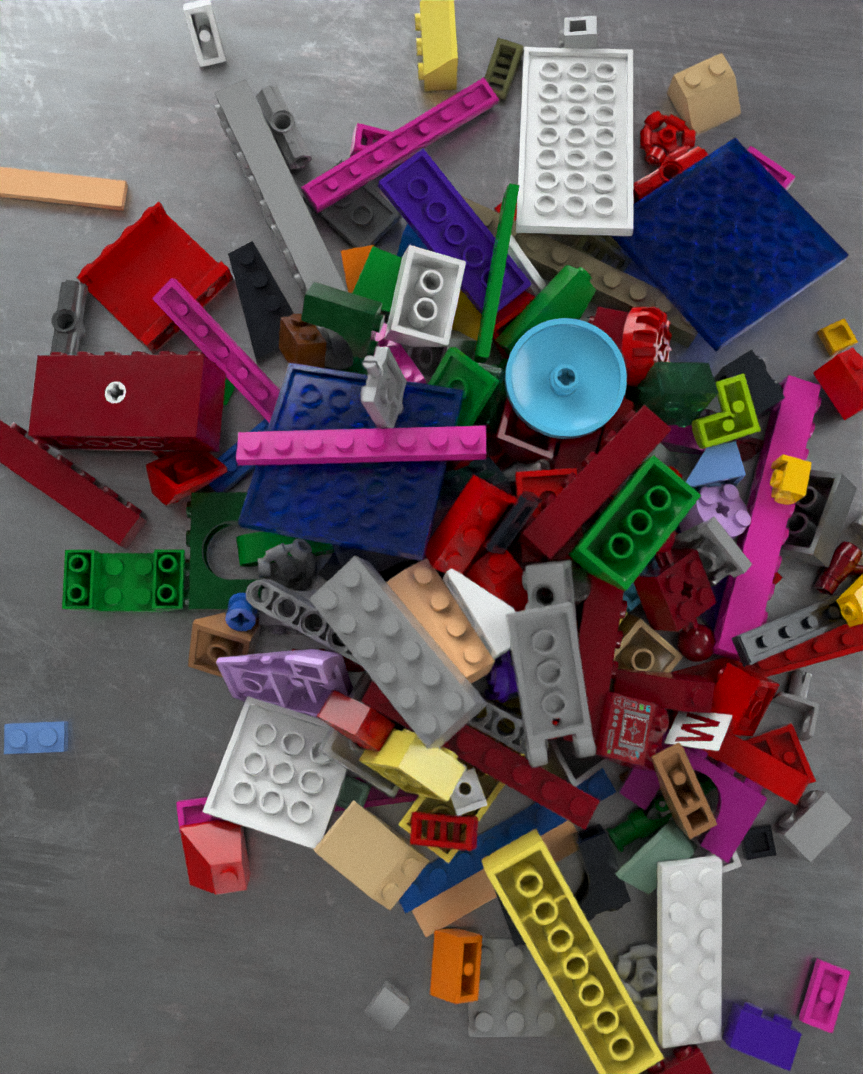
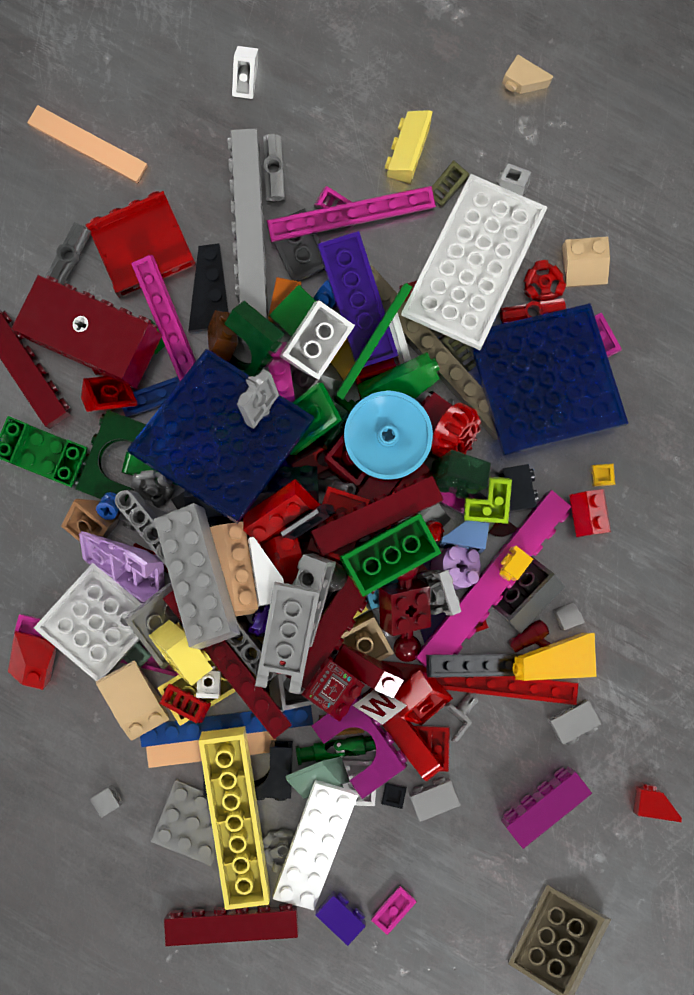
camera: 20 degrees right, 5 degrees up
(356, 721) = (155, 609): red slope -> none
(362, 445) = (229, 429): dark pink plate -> none
(456, 965) = (160, 793): orange brick -> none
(682, 791) = (350, 741): medium nougat slope -> none

